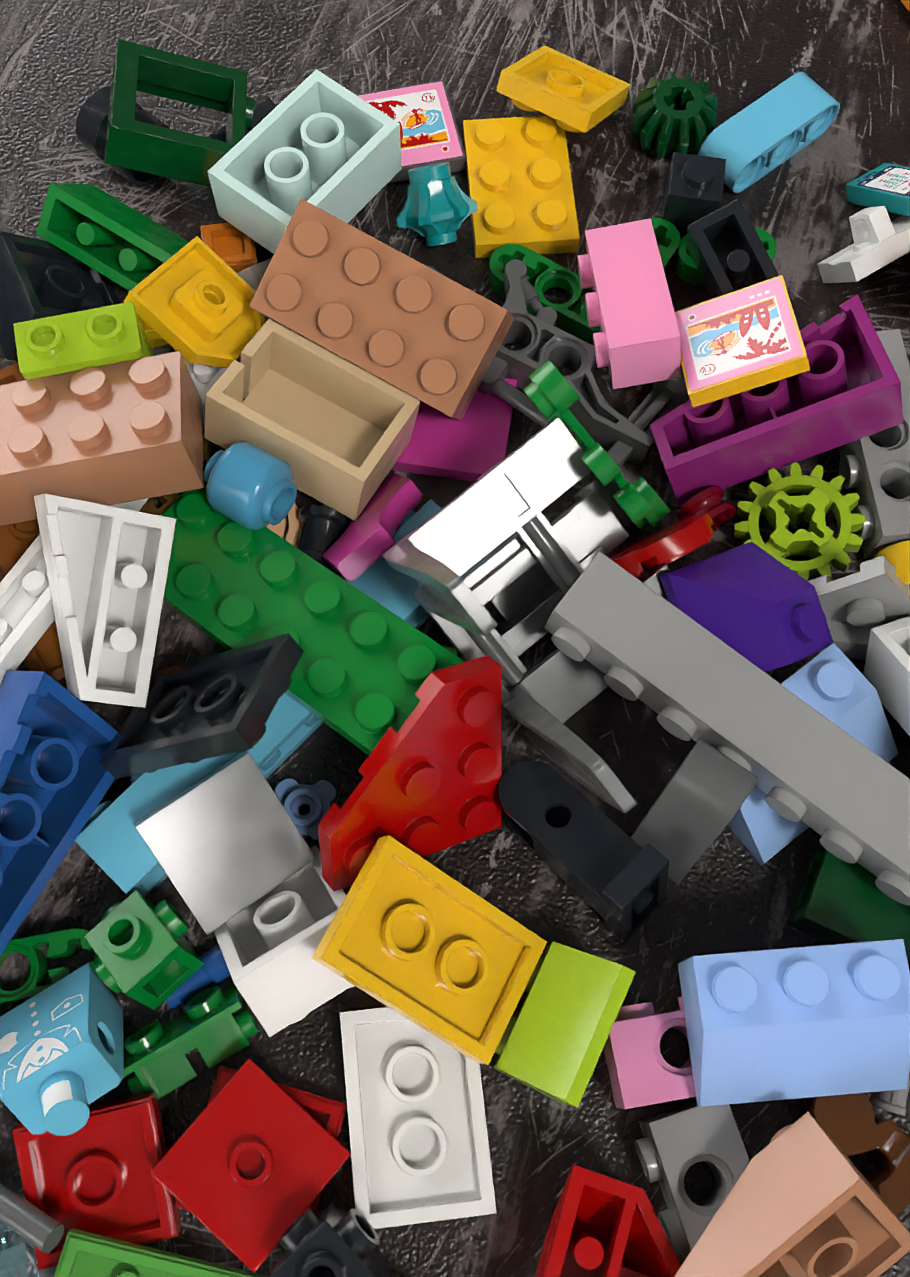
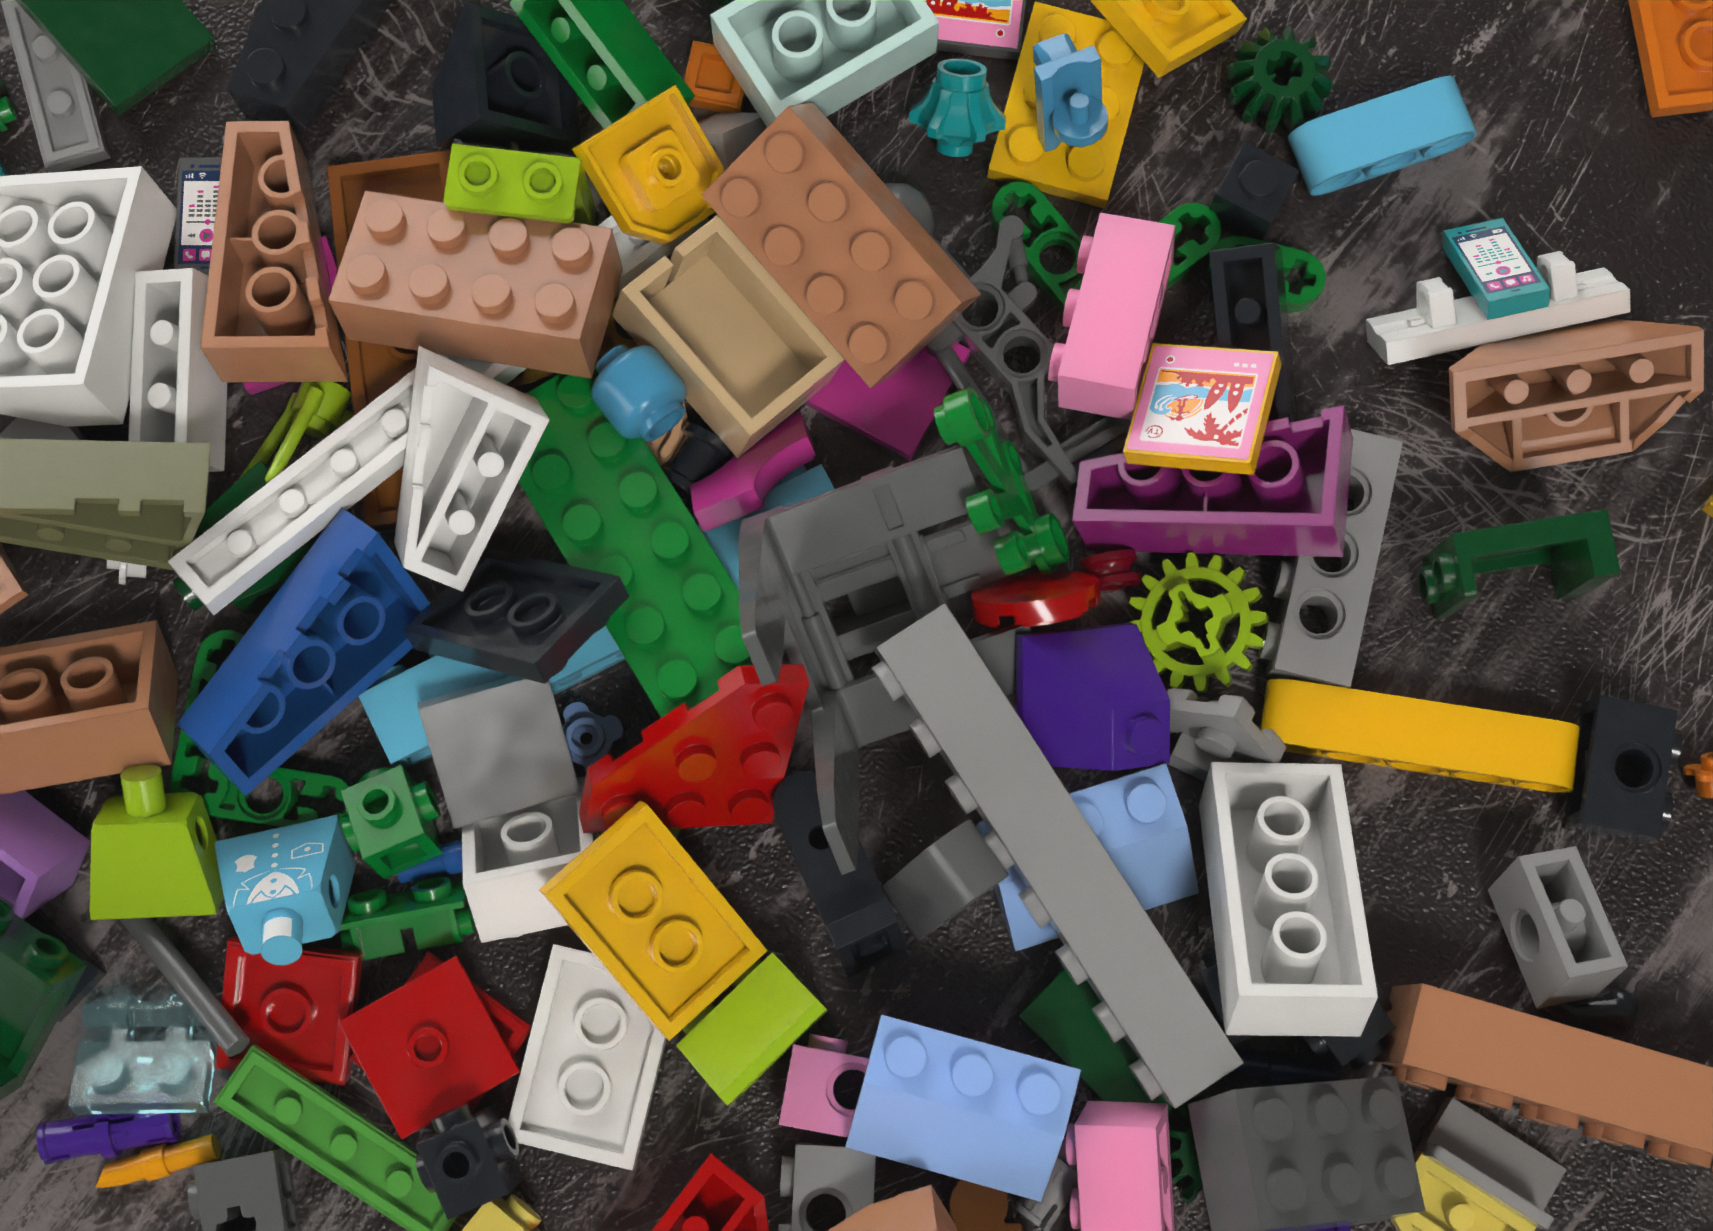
camera: 20 degrees right, 10 degrees up
(524, 155) = (1068, 93): none -> dark azure hips

